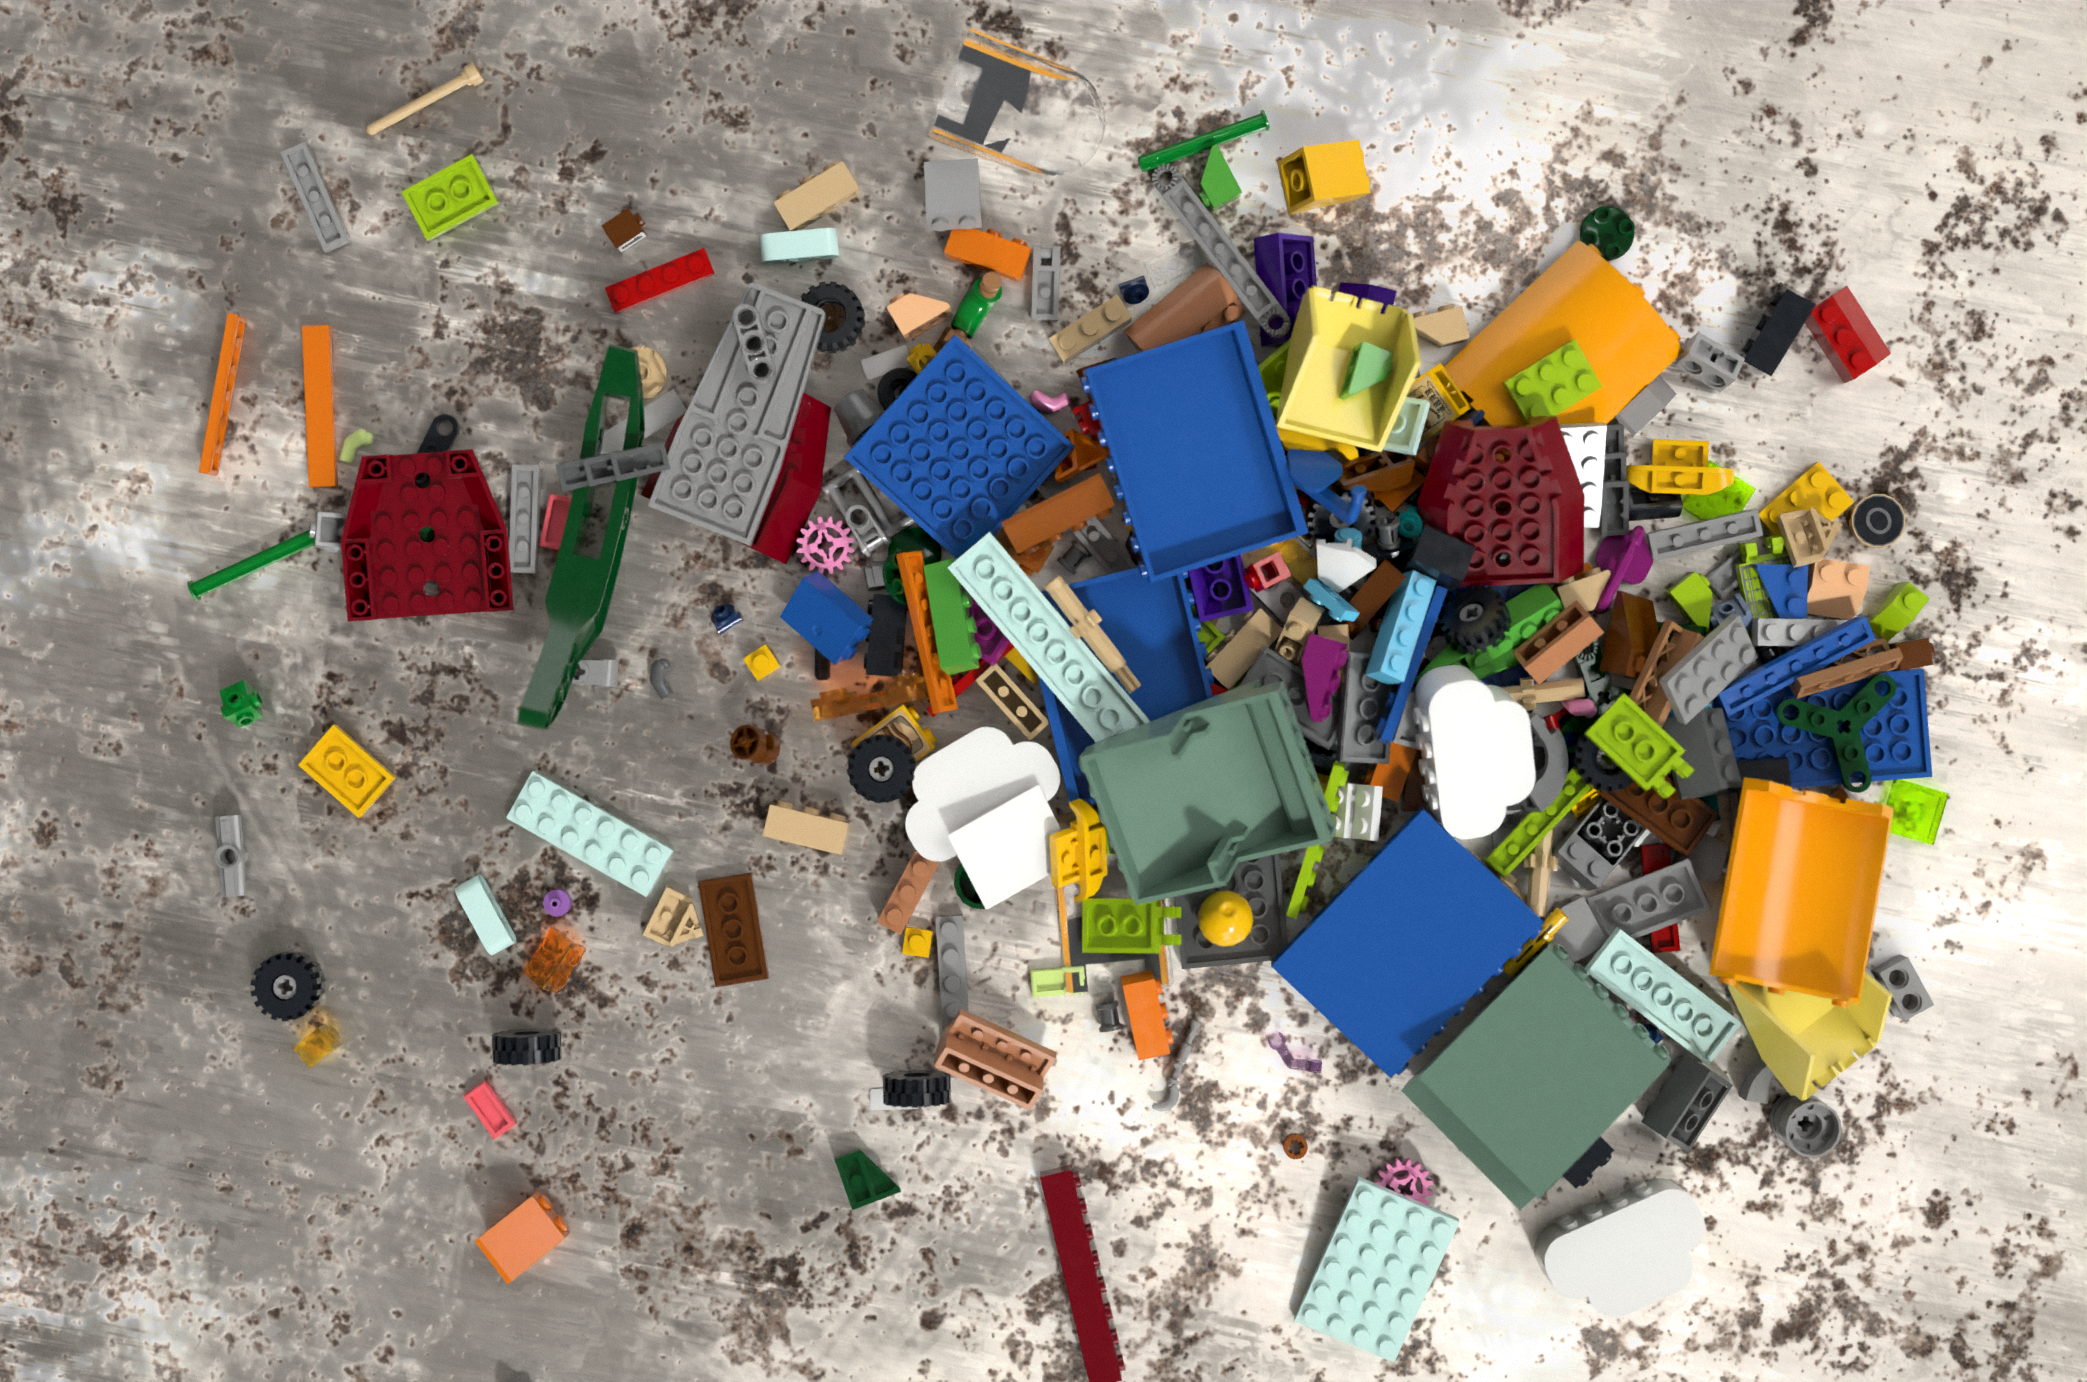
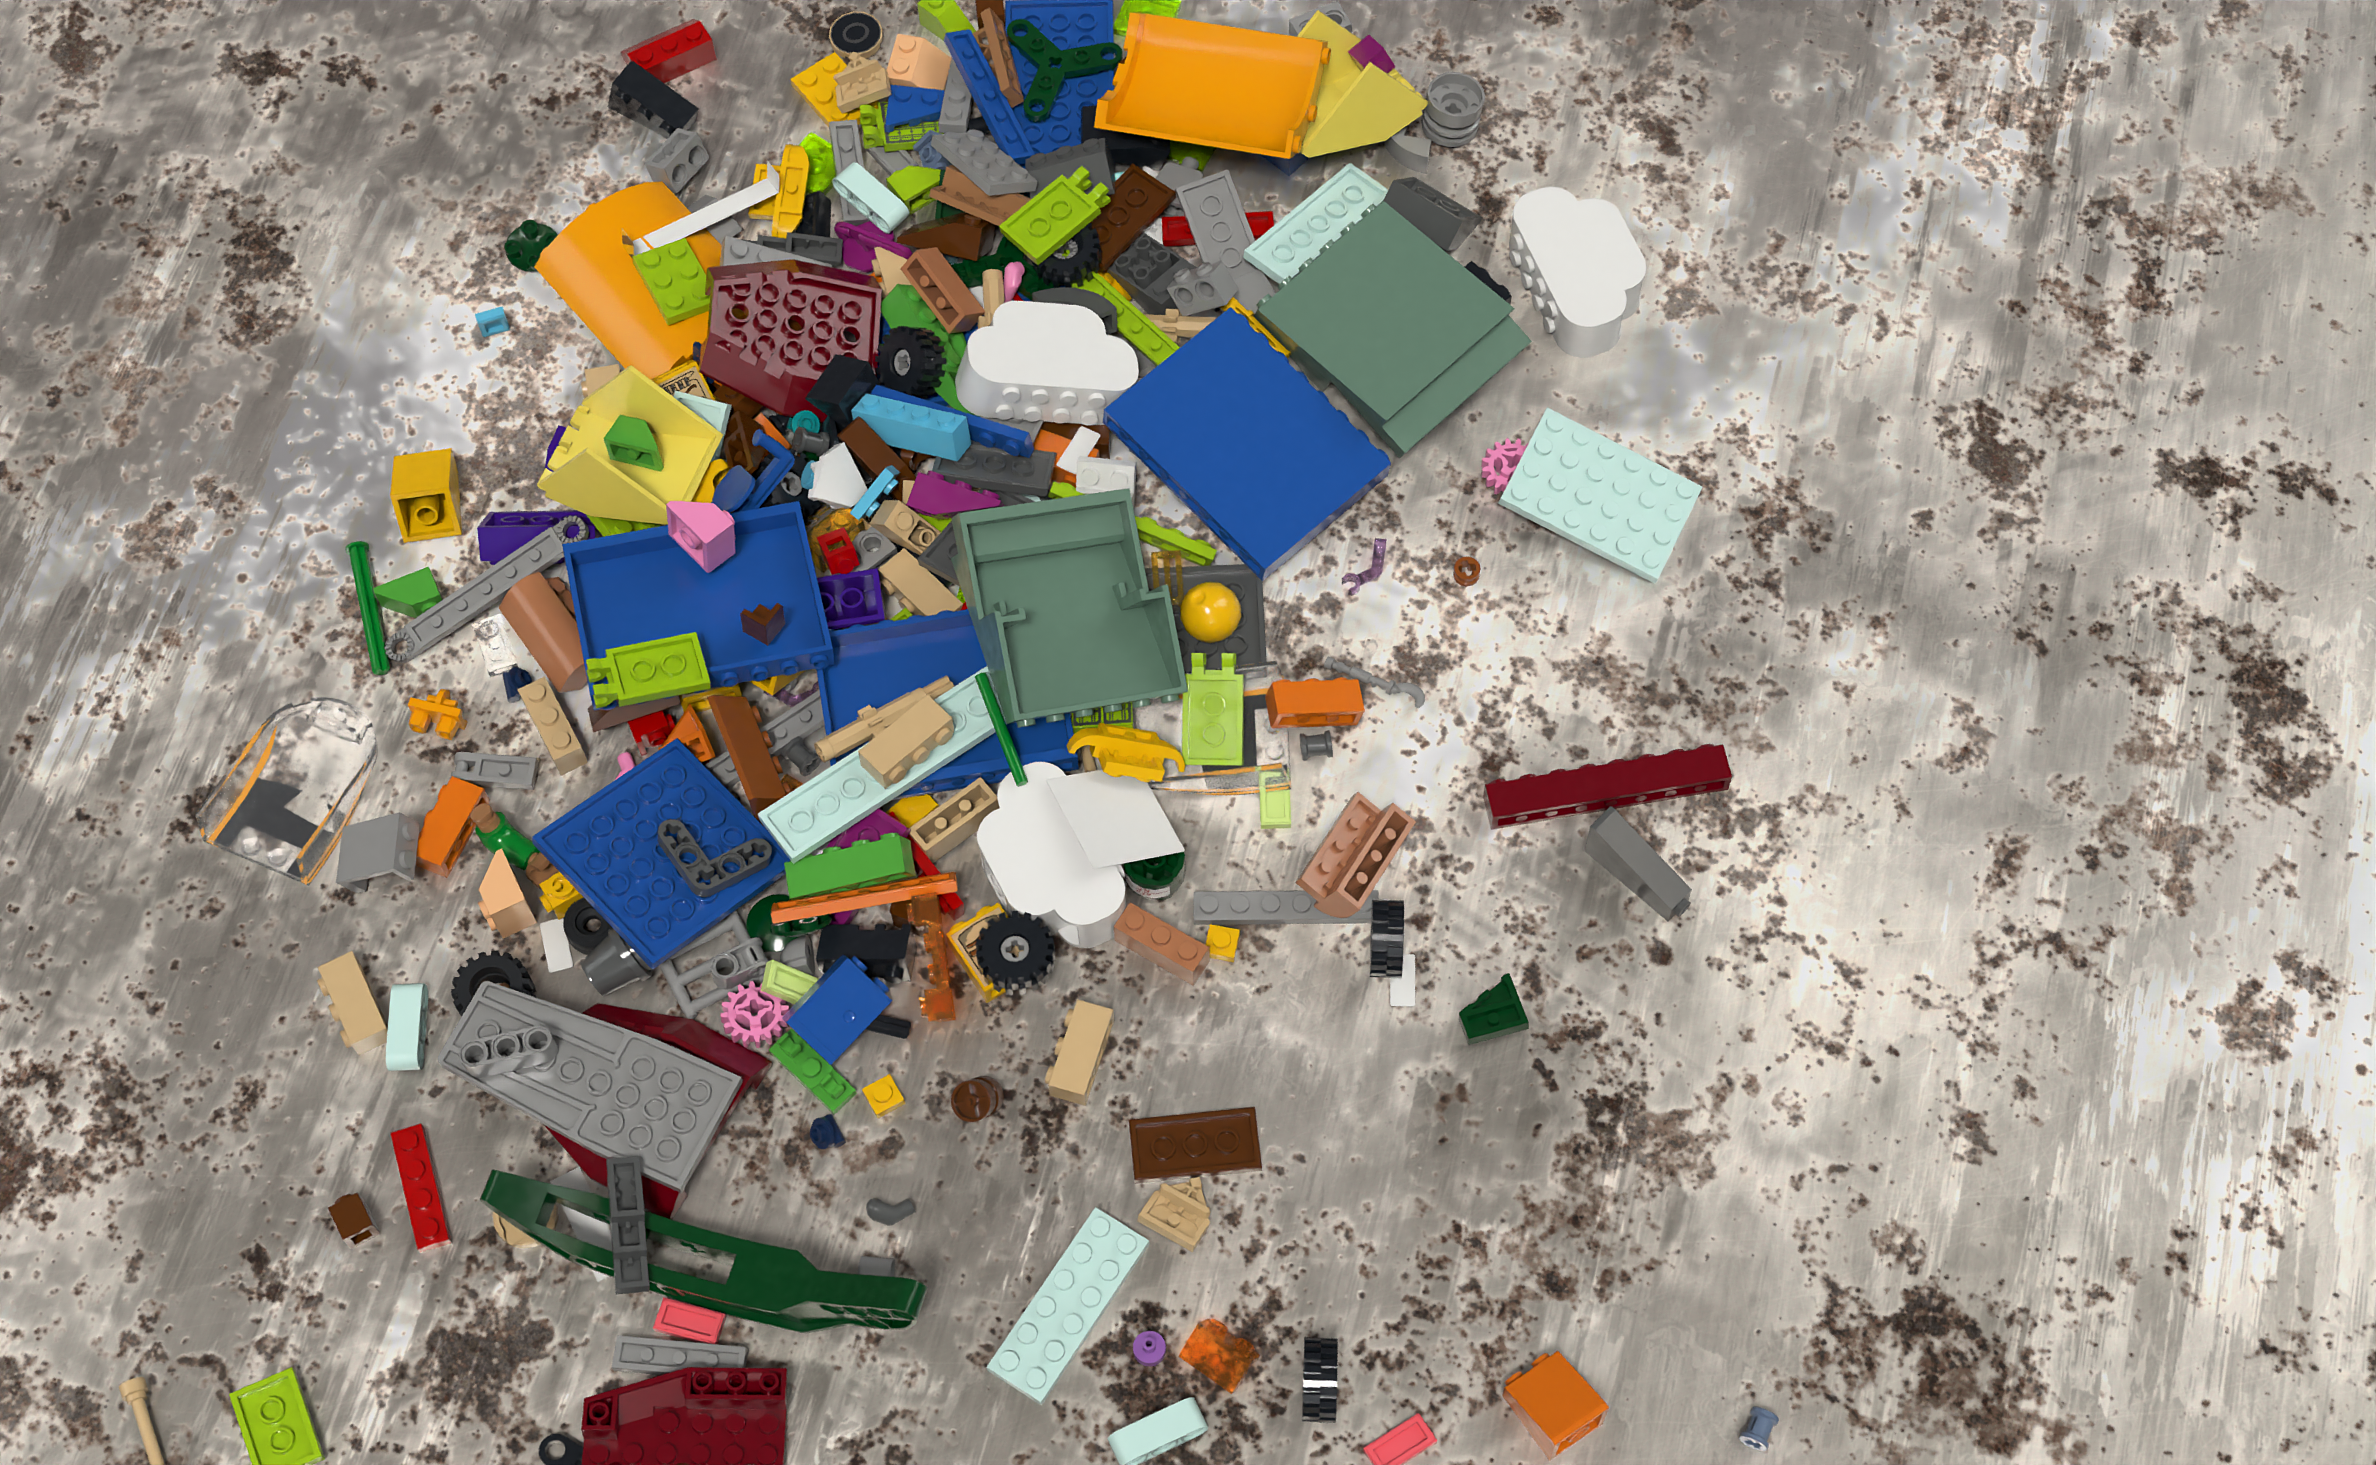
camera: 90 degrees left, 25 degrees down
(767, 613) = (812, 1071): none -> bright green plate
(851, 574) = (786, 981): none -> yellowish green tile
(943, 487) = (703, 867): none -> dark grey beam
(1002, 1303) = (1637, 865): none -> dark grey slope
(1061, 660) = (906, 742): none -> tan brick
(1084, 741) = (1001, 729): none -> green bar
(1096, 210) = (439, 710): none -> light orange hips
(1110, 423) = (649, 671): none -> lime tile
(1171, 517) = (763, 623): none -> reddish brown panel
(1254, 452) = (702, 531): none -> bright pink slope
(1289, 871) = (1165, 555): none -> clear yellow tile
(1396, 783) = (1079, 446): none -> white sticker
(1517, 208) = (492, 321): none -> medium azure tile
(1568, 893) = (1202, 288): none -> light grey brick
(1634, 400) = (707, 215): none -> white sticker
(1671, 559) = (870, 197): none -> light aqua beam
(1858, 1043) = (1371, 51): none -> magenta brick

